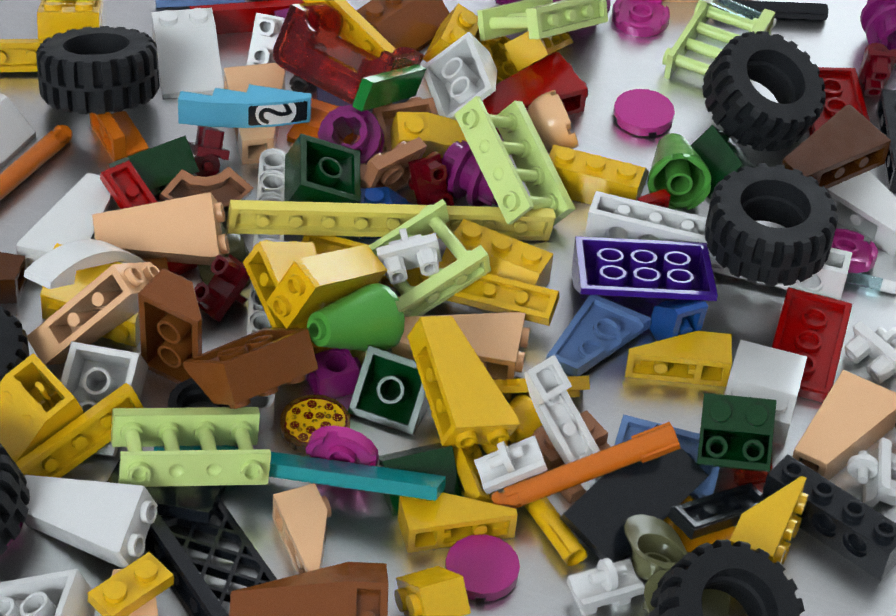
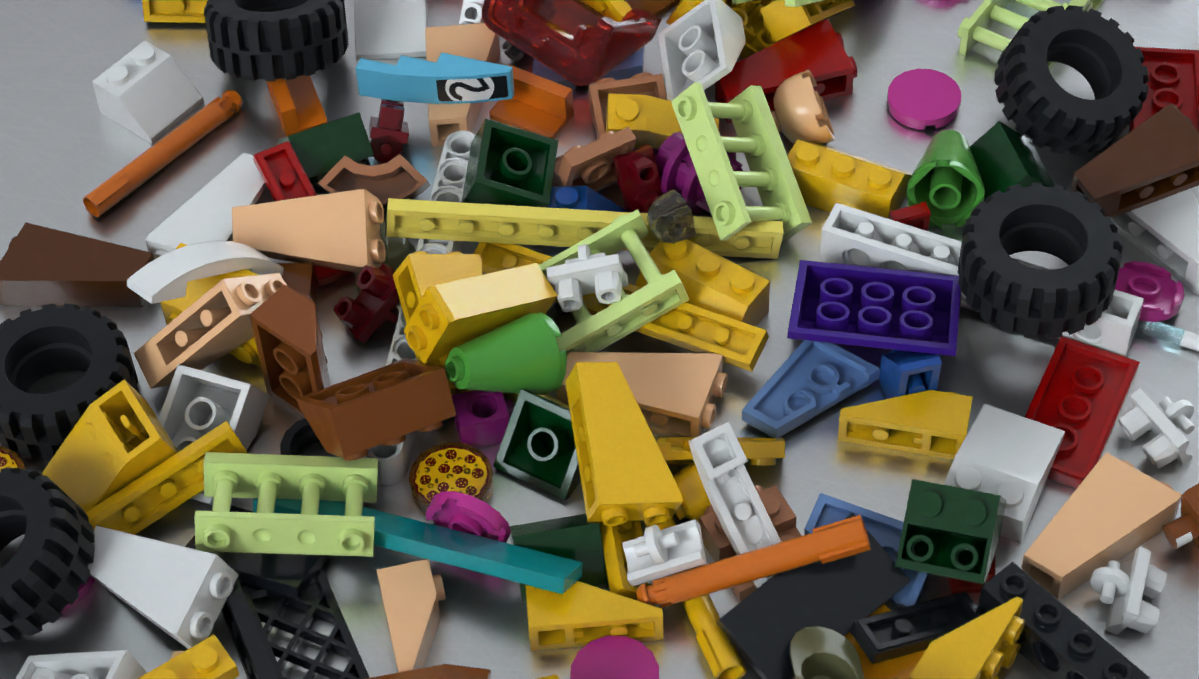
camera: 15 degrees right, 5 degrees up
(350, 120) = (549, 100): magenta piece -> none
(388, 87) = (606, 61): green tile -> none
(468, 206) = (671, 218): none -> clear smoke piece

